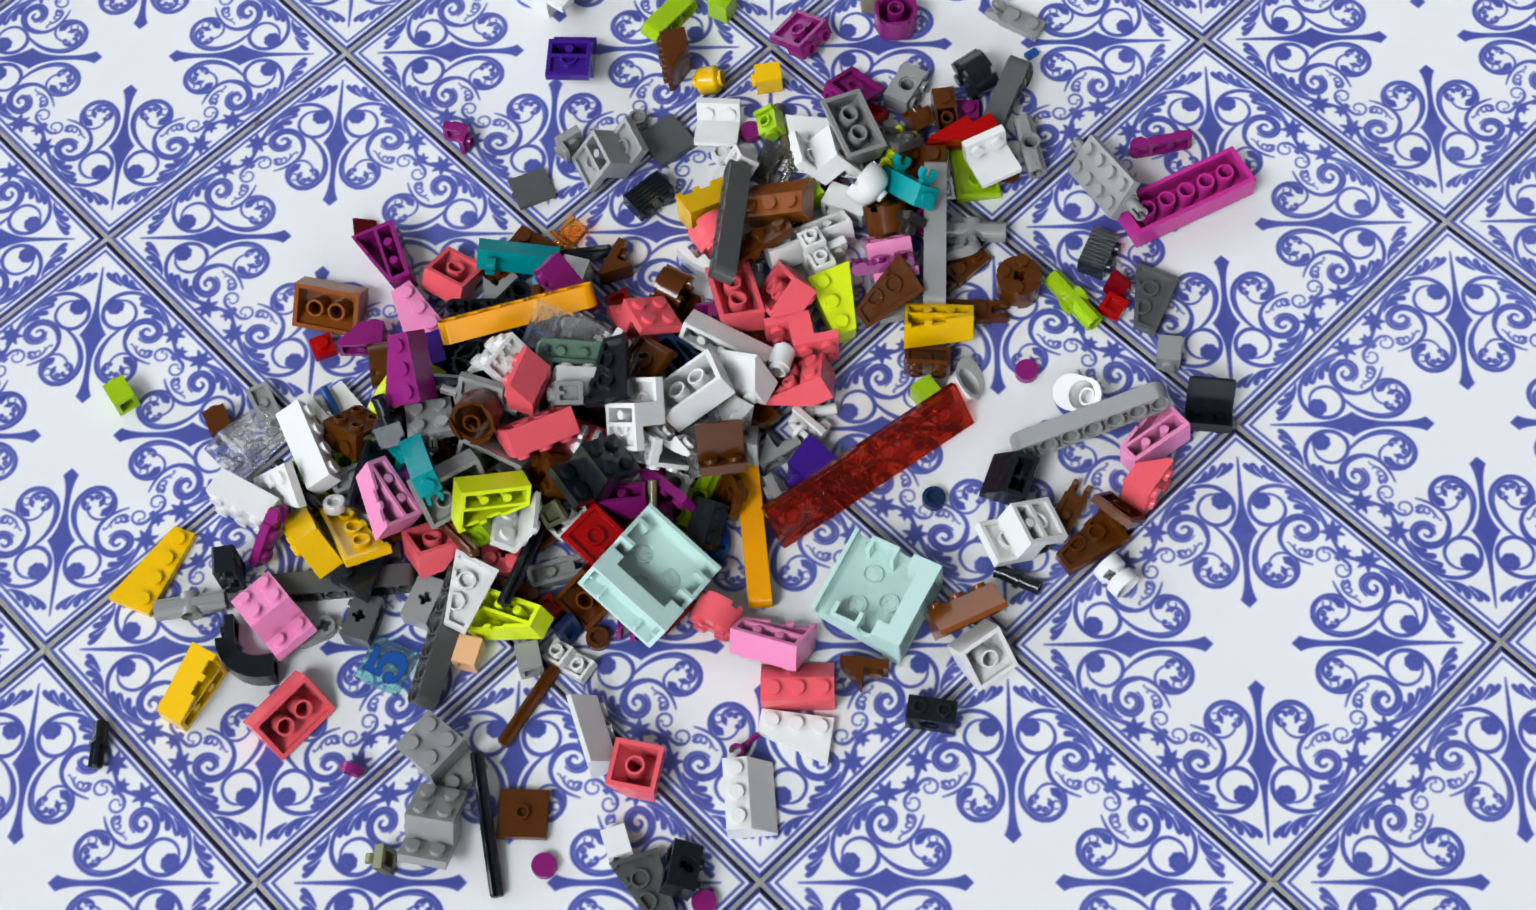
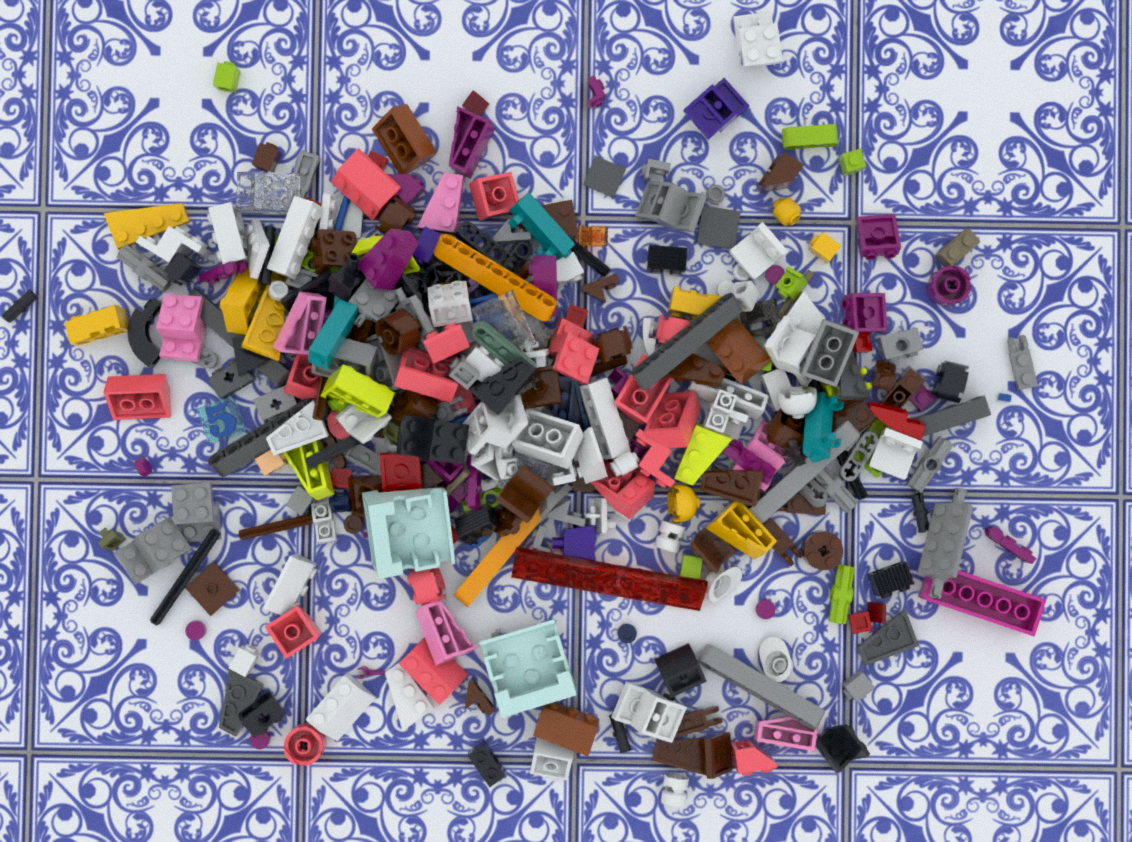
camera: 35 degrees right, 25 degrees up
(197, 568) = (172, 242): none -> white bracket
(331, 360) = (365, 184): none -> coral slope
(737, 850) = (306, 754): none -> coral brick
(863, 352) = (682, 503): none -> yellow cylinder
(883, 387) = (670, 544): none -> white wheel
(969, 181) = (861, 441): none -> light grey beam
(974, 210) = (856, 484): none -> black axle
(1064, 186) = (920, 512): none -> black pin

